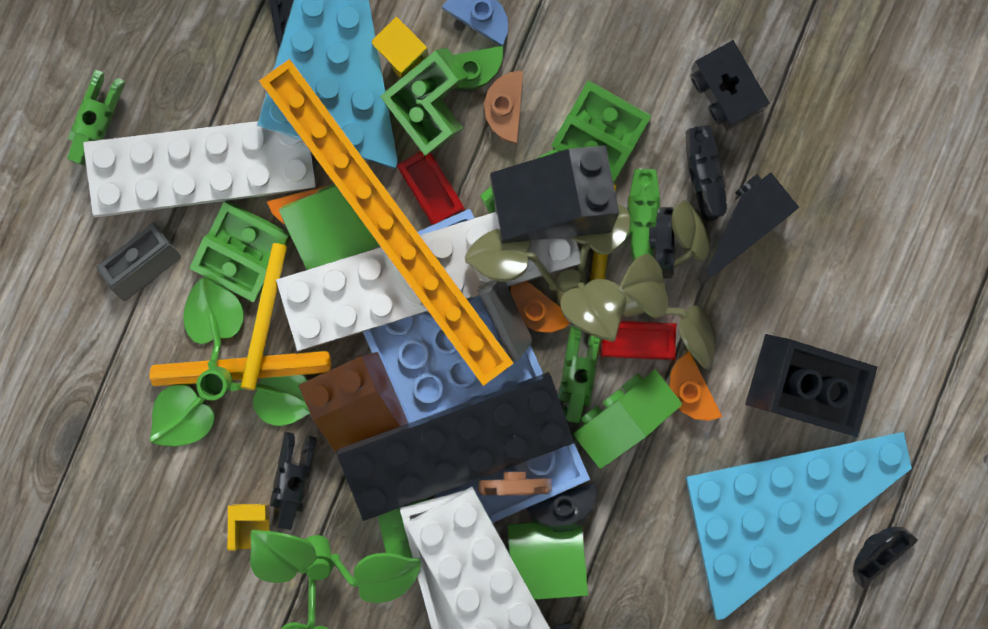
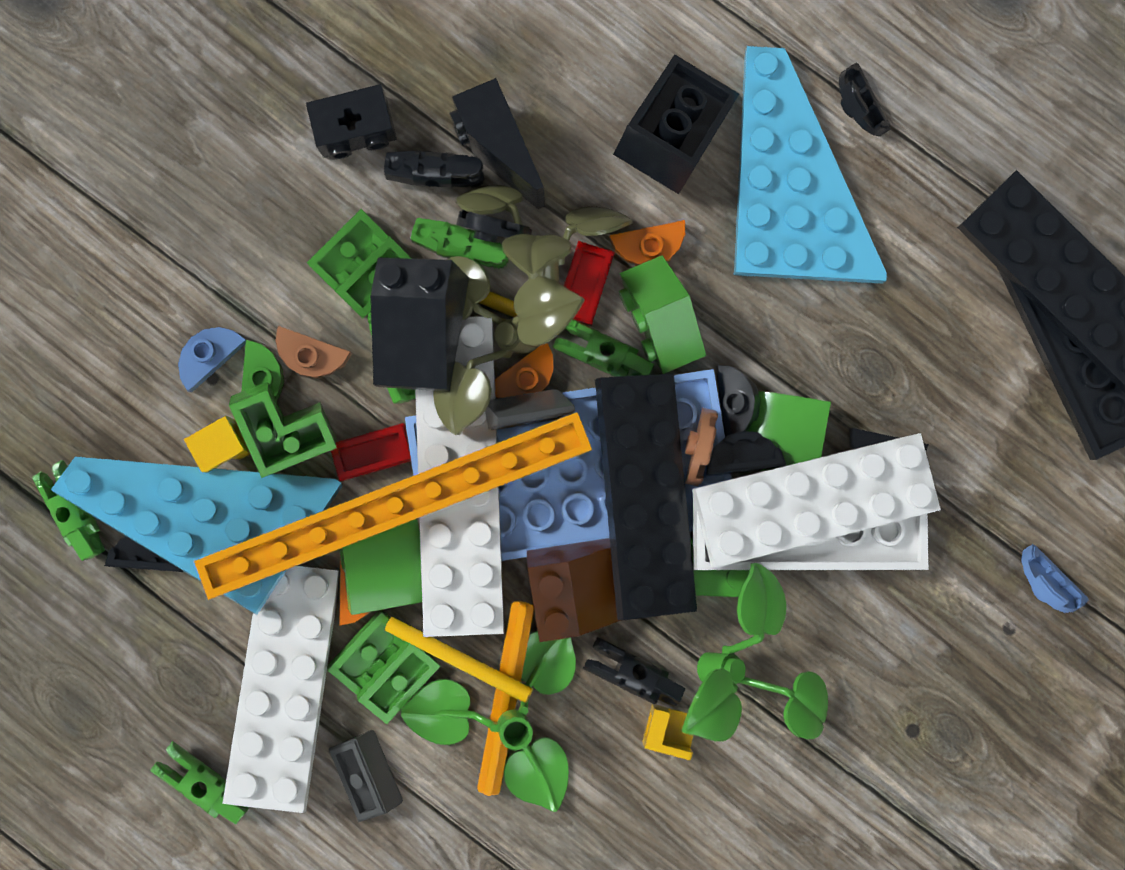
camera: 70 degrees left, 0 degrees up
(518, 526) = (744, 453): none -> black plate

